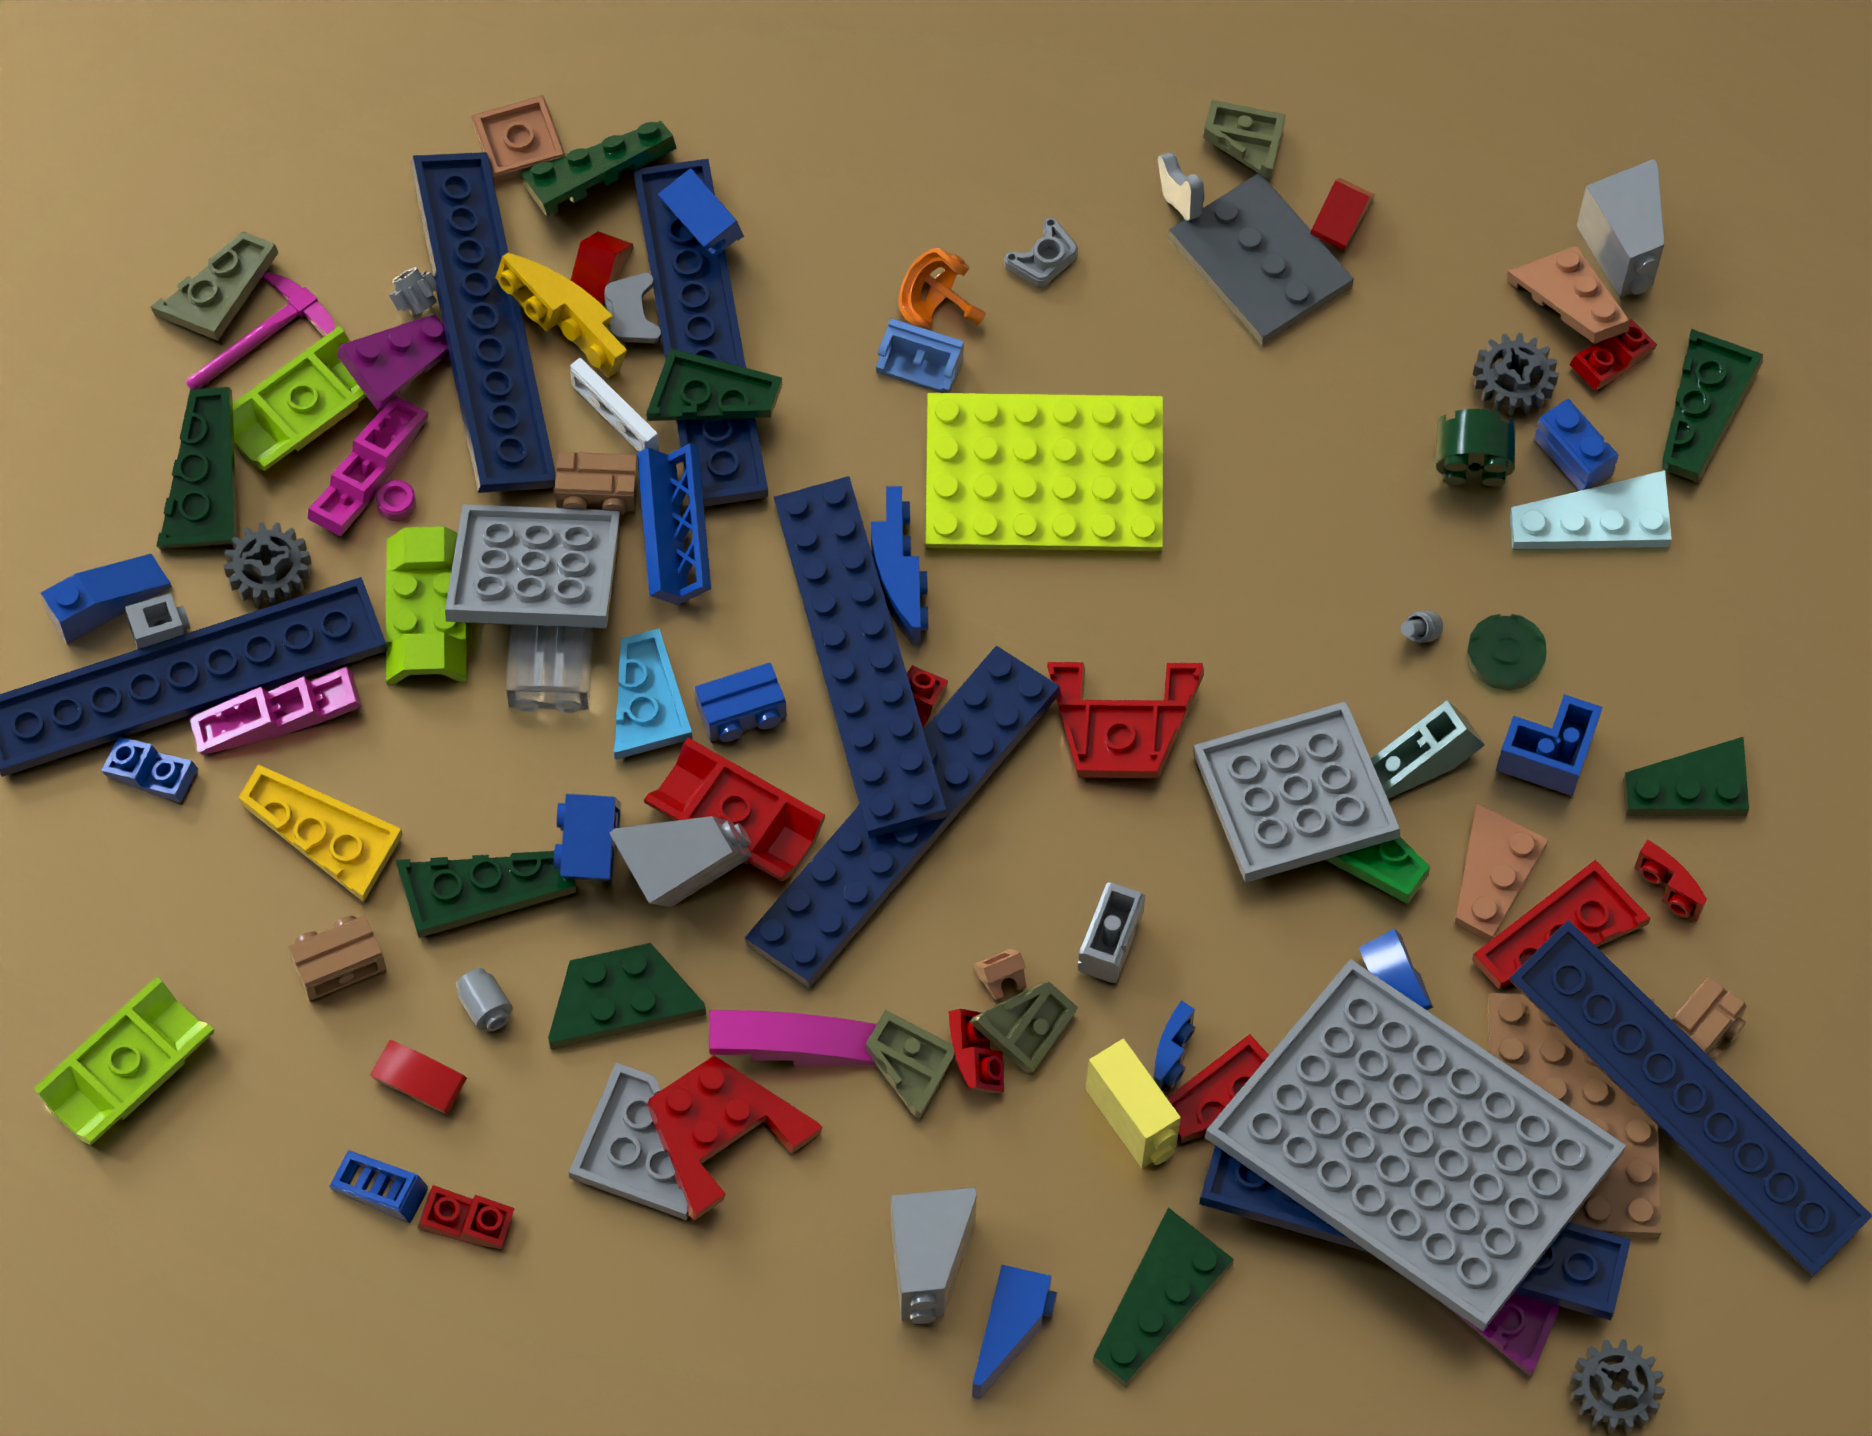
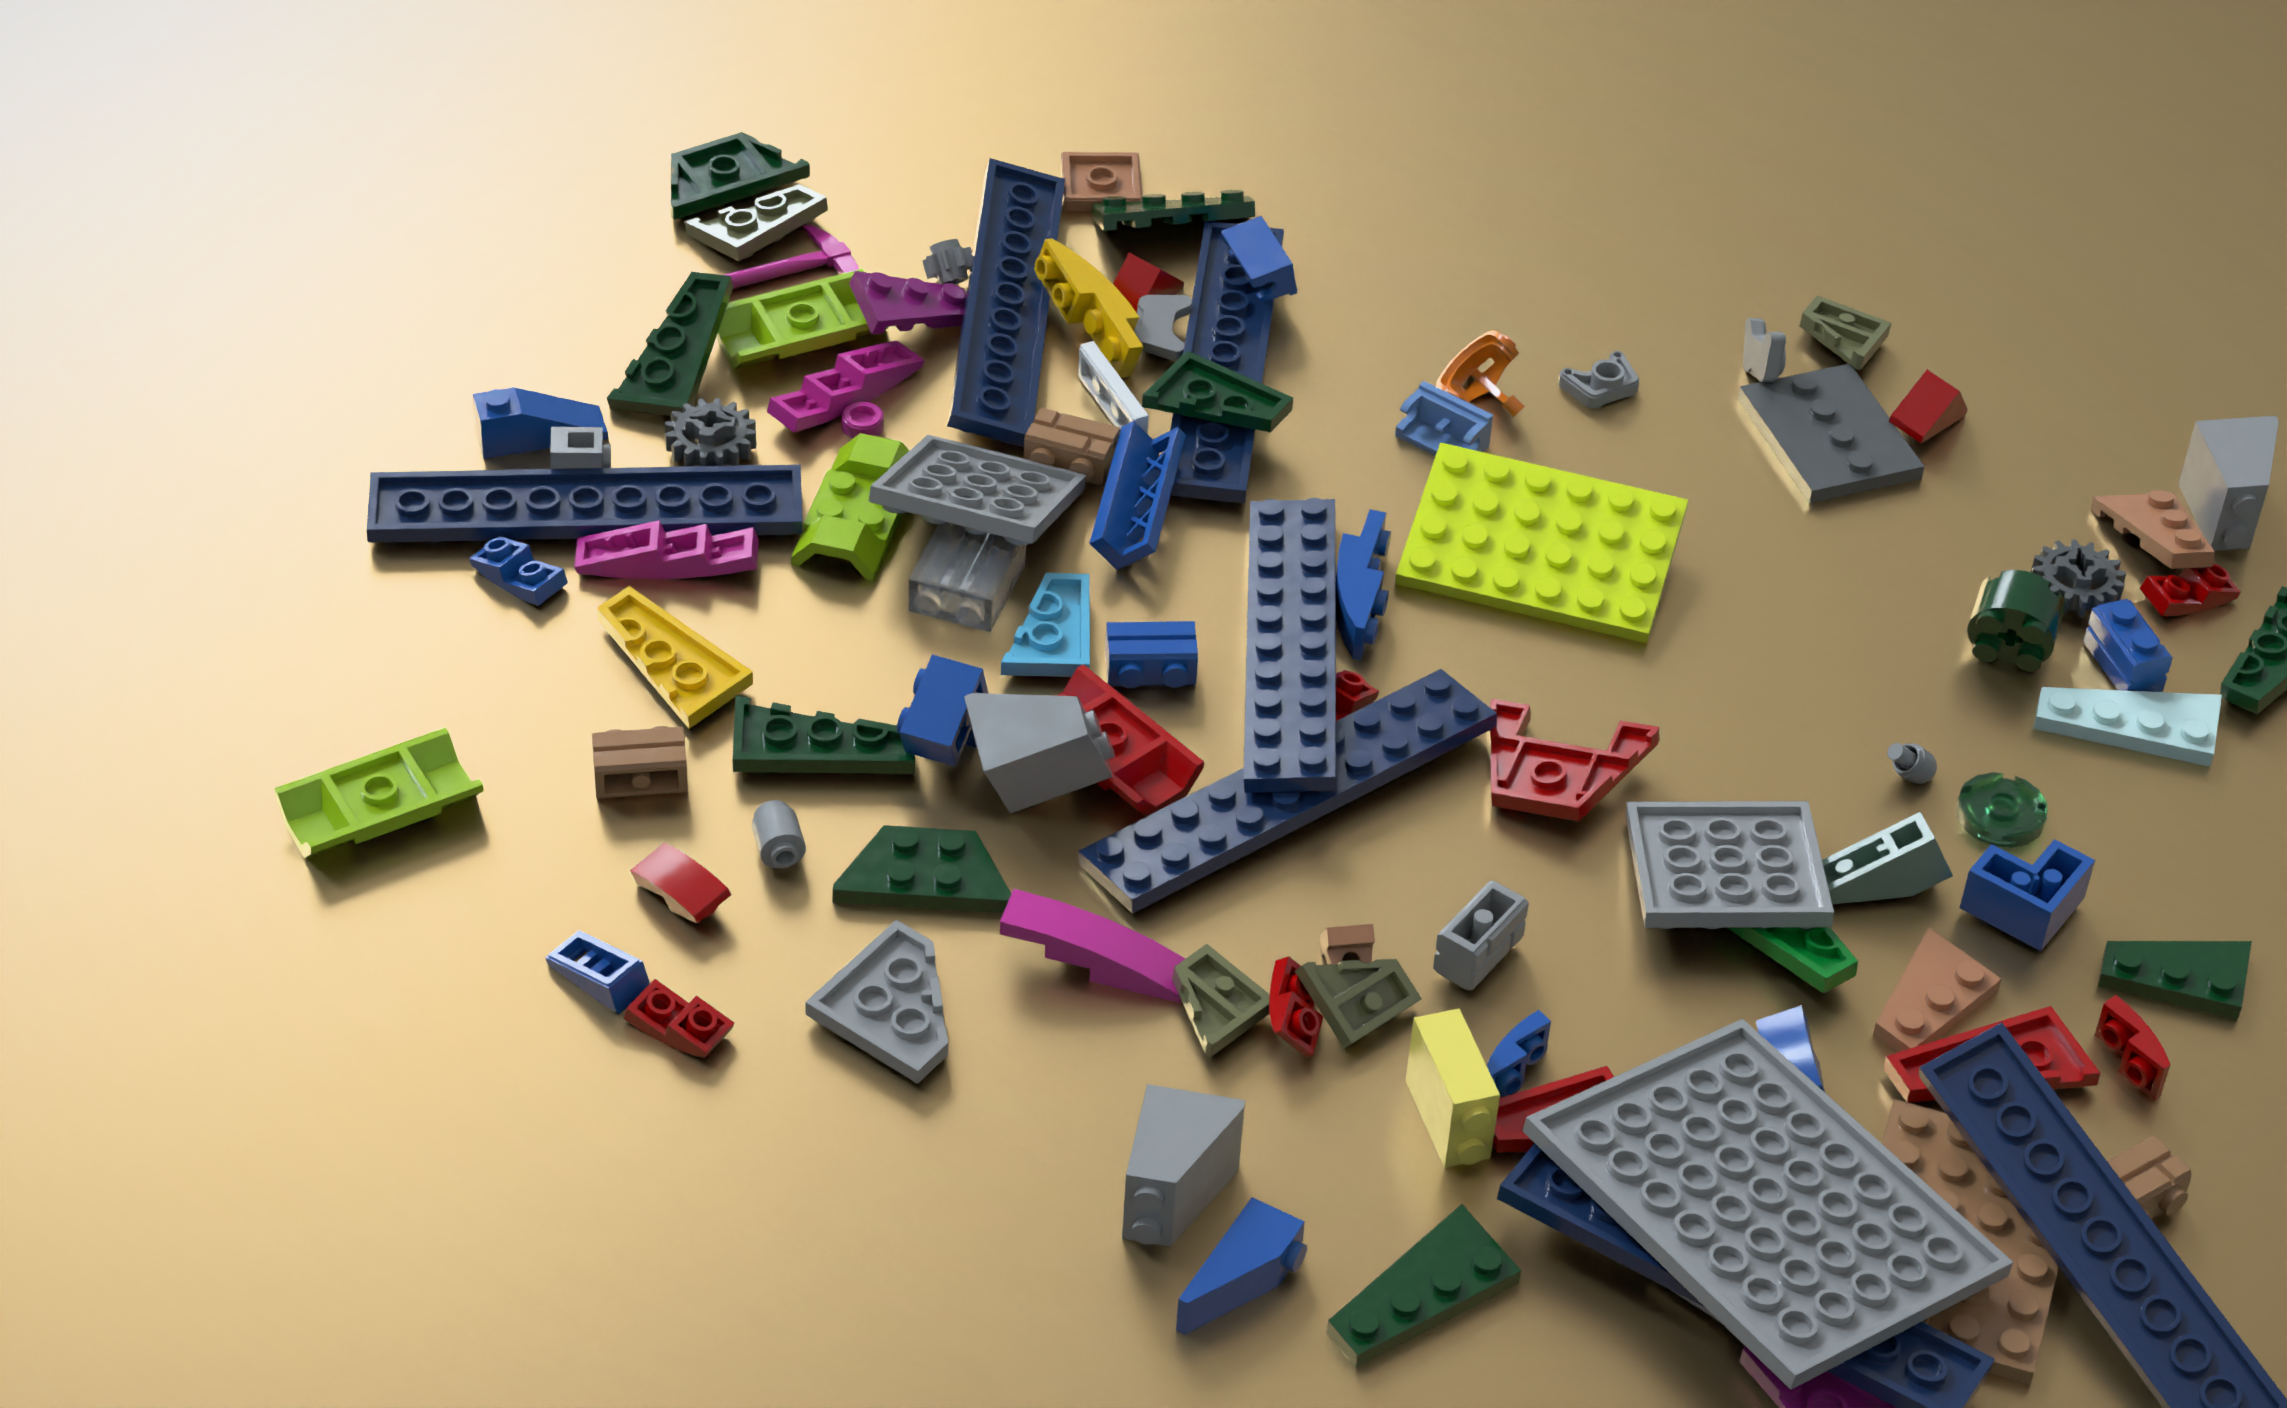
camera: 15 degrees right, 20 degrees down
(167, 233) = (727, 172): none -> dark green wing
(710, 1112) = (983, 987): red wing -> none

